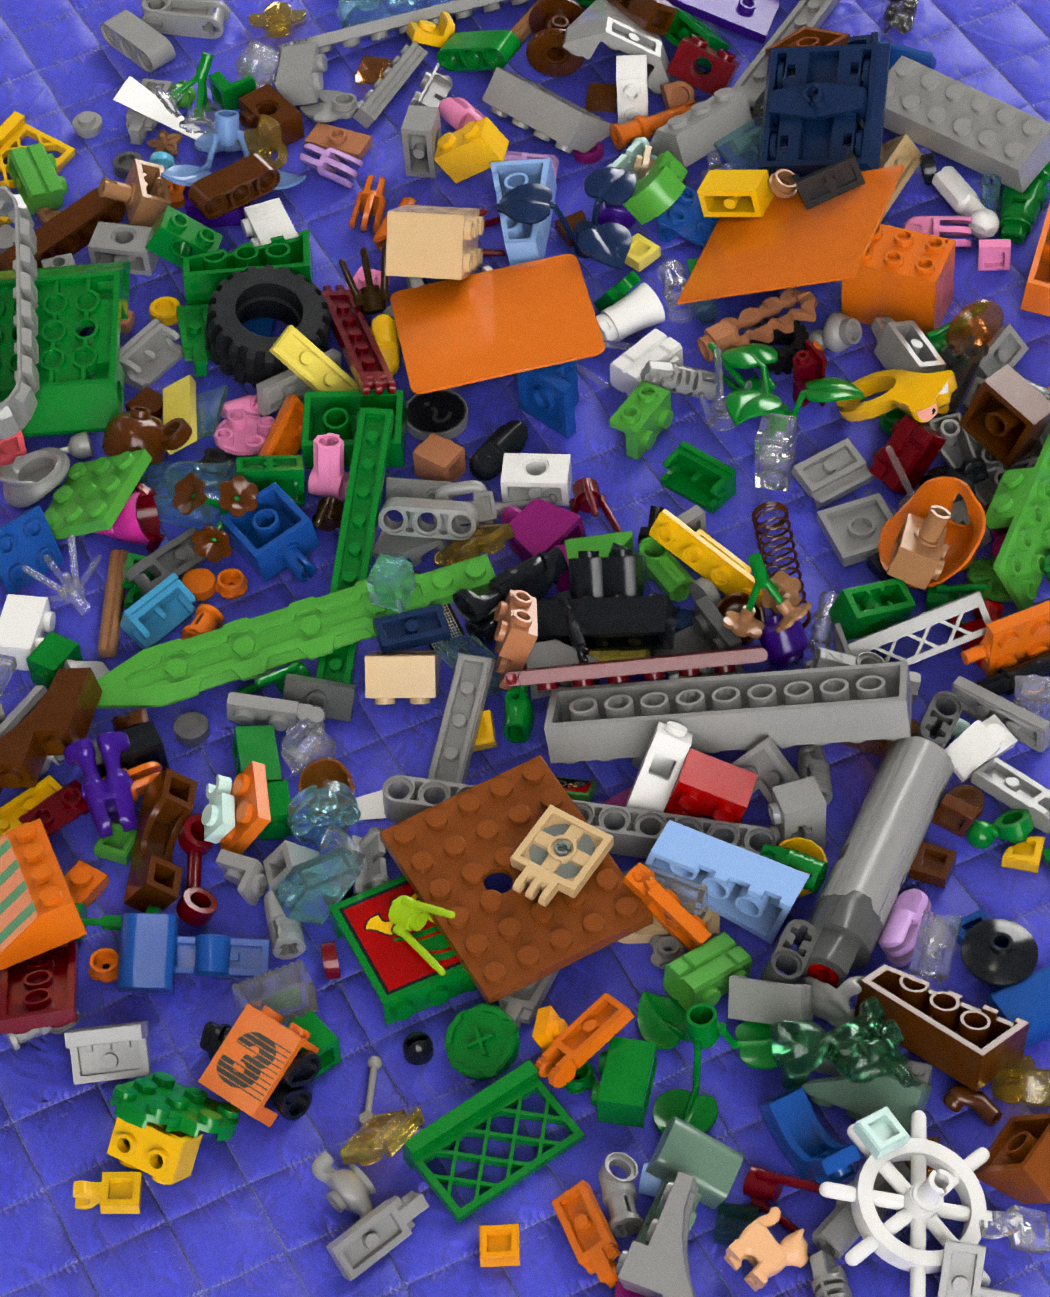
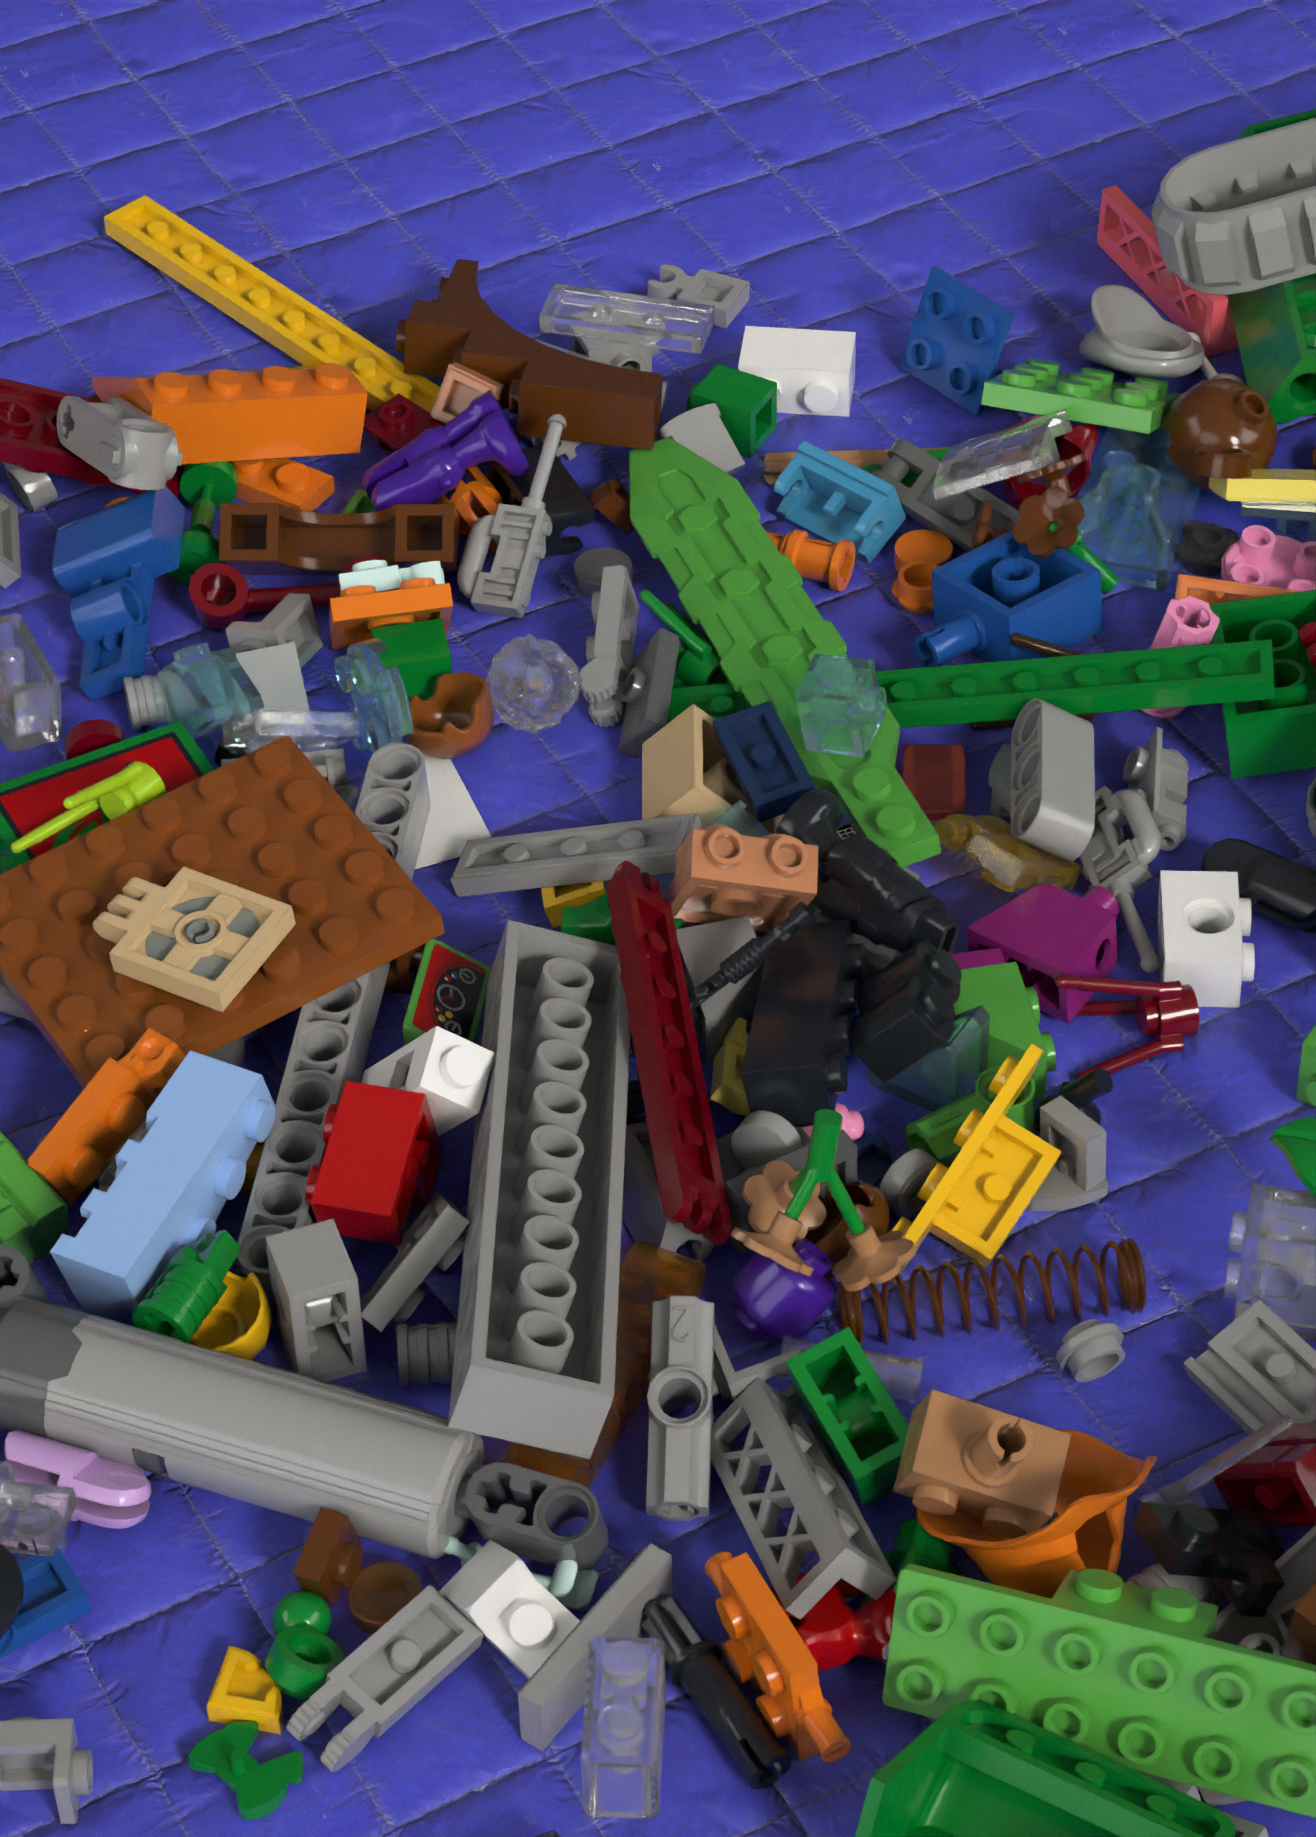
camera: 85 degrees right, 5 degrees down
(47, 774) = (459, 389): none -> nougat tile
(72, 588) = (887, 409): clear plant -> none
(85, 930) = (119, 441): none -> light grey piece
(167, 517) = (1001, 454): none -> clear slope
(178, 751) = (520, 541): none -> light grey piece
(256, 745) = (486, 627): green hinge -> none
(282, 469) = (1139, 586): green hinge -> none
(439, 459) = (1233, 803): nougat brick -> none
(687, 639) = (763, 1138): none -> light grey tile
(699, 477) = (1225, 1177): green hinge -> none
(814, 534) = (1091, 1350): none -> light grey plate
(854, 527) = (1123, 1405): light grey plate -> none
(933, 864) = (220, 1533): reddish brown plate -> none

